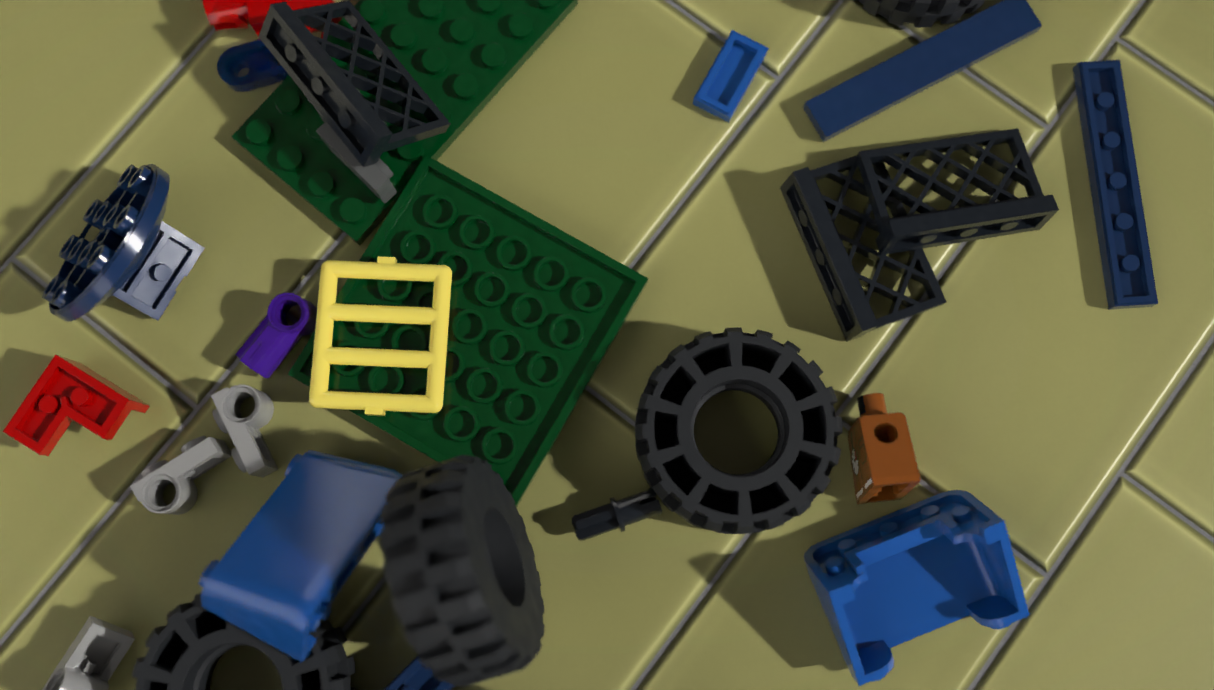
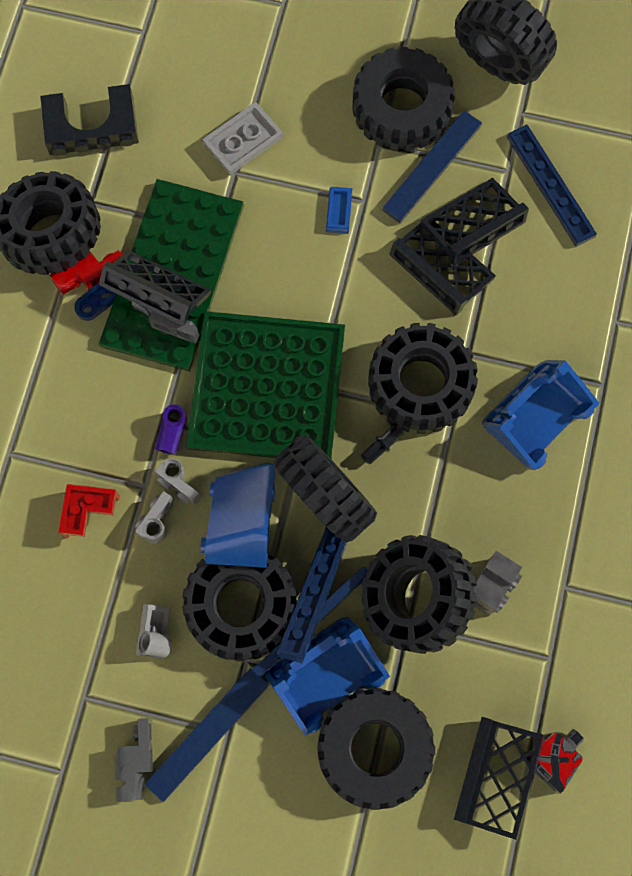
camera: 25 degrees left, 5 degrees down
(131, 256) = (74, 418): dark blue bracket -> none
(329, 311) = (194, 407): light yellow bar -> none
(881, 453) = (496, 359): dark orange torso -> none

